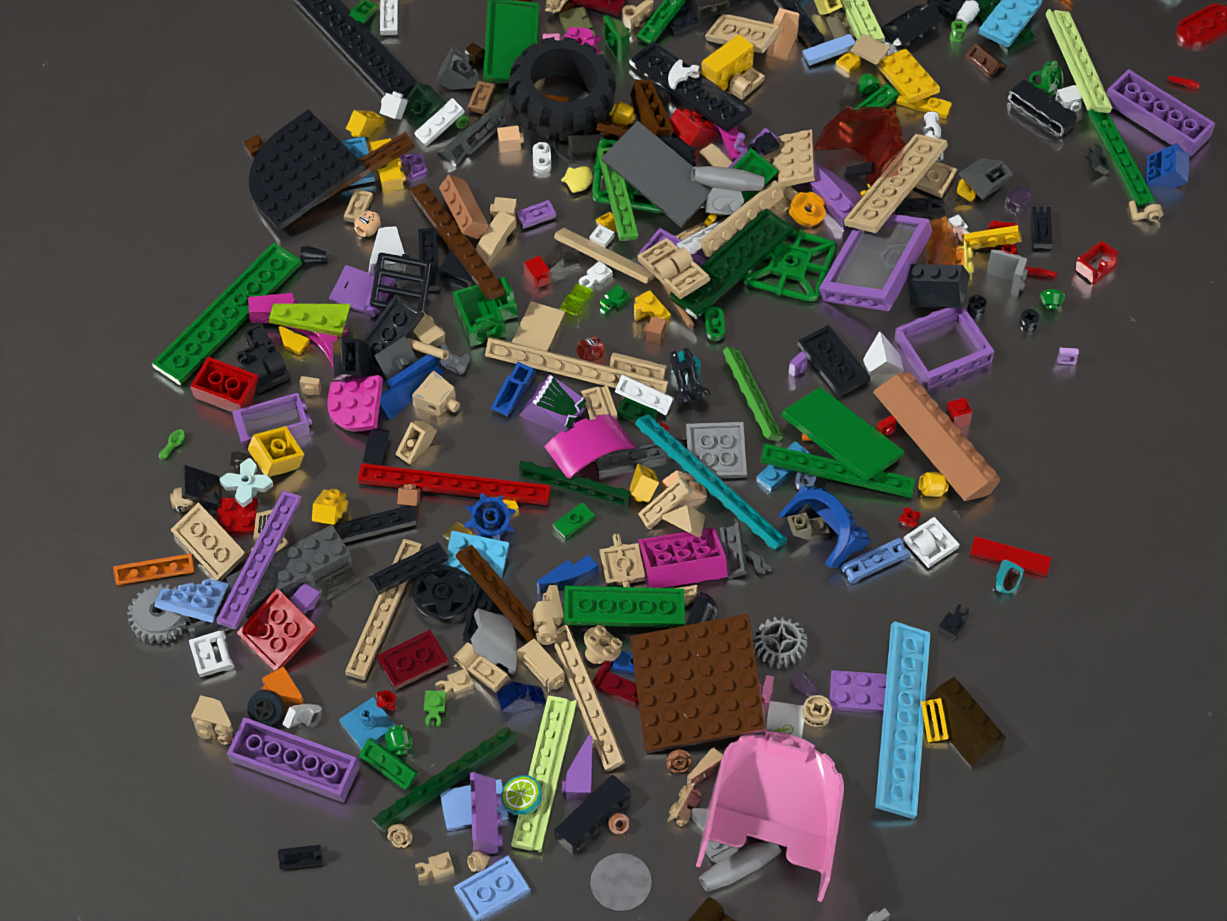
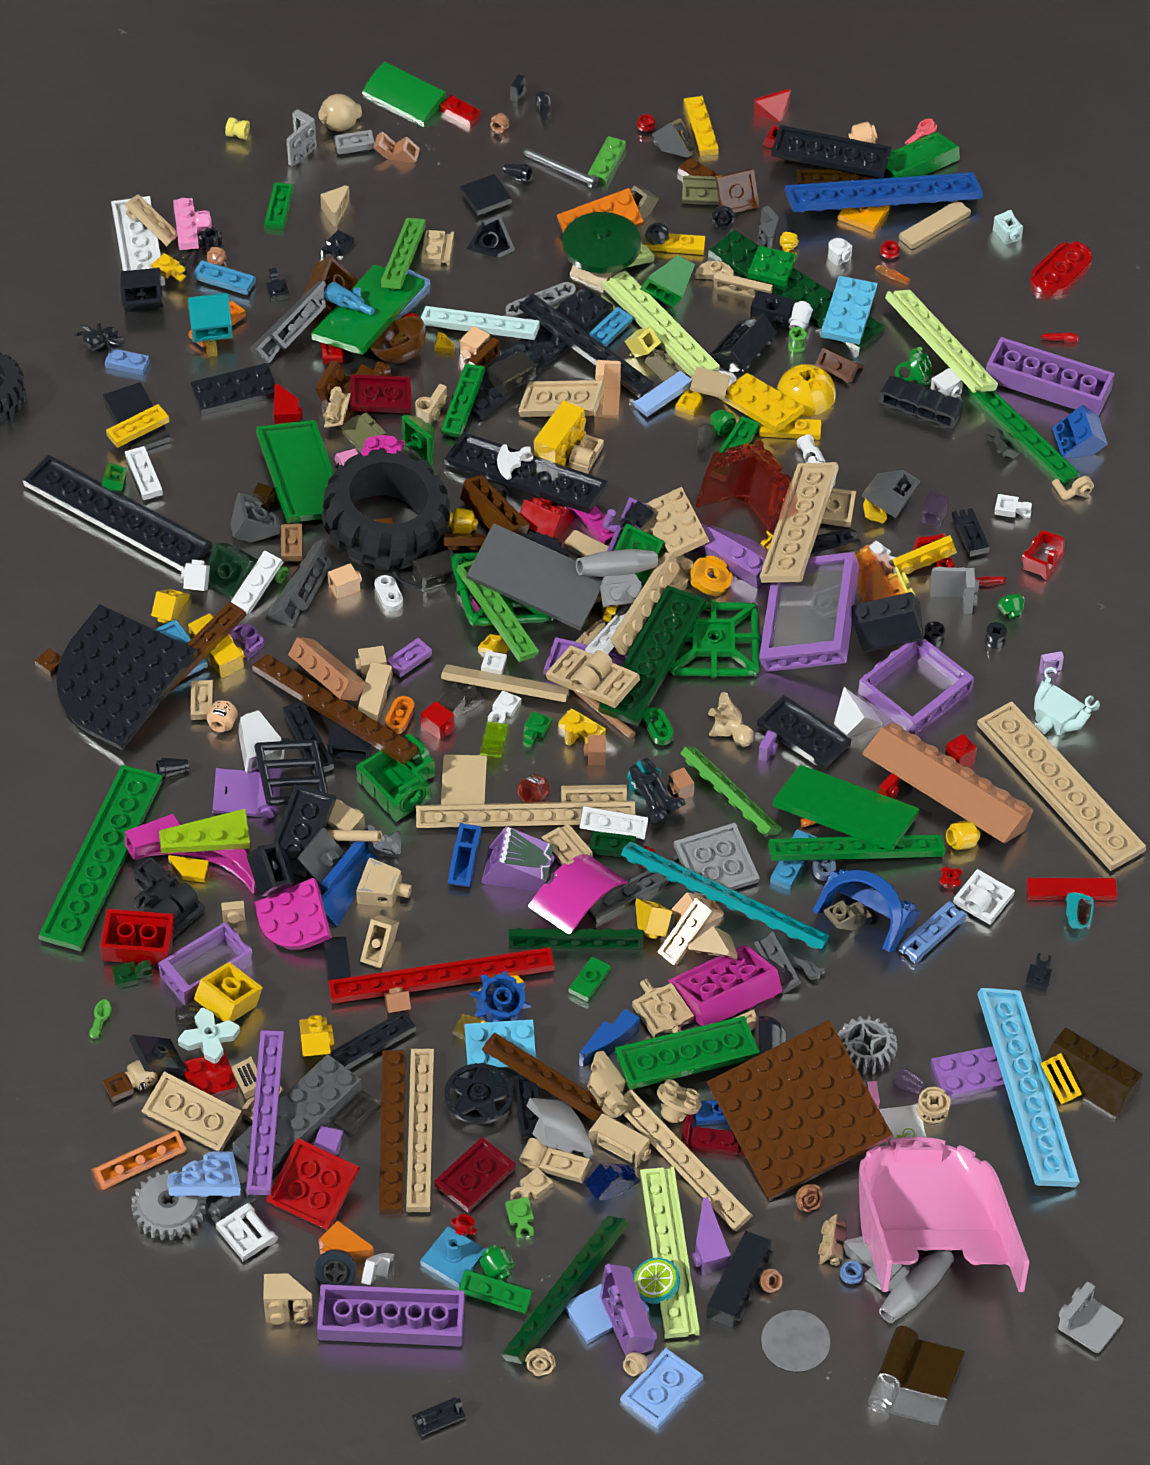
camera: 20 degrees left, 5 degrees down
(161, 504) = (118, 1086): none -> reddish brown plate
(210, 413) = (128, 974): none -> dark green plate
(360, 606) = (392, 1132): none -> reddish brown plate
(408, 568) = (432, 1077): black plate -> none
(438, 866) = (593, 1381): tan plate -> none
(507, 260) = (400, 717): none -> orange plate
(578, 178) = (440, 606): light yellow animal -> none
(690, 831) = (851, 1266): none -> medium blue plate
(706, 767) = (843, 1191): tan slope -> none
(713, 377) = (680, 784): none -> nougat plate
(775, 336) = (729, 722): none -> tan animal
(859, 170) = (750, 518): black piece -> none
(952, 74) = (809, 387): none -> yellow piece
(1036, 465) = (1061, 786): none -> tan plate
(1058, 399) = (1059, 710): none -> light aqua torso
(1084, 213) = (1010, 505): none -> white plate

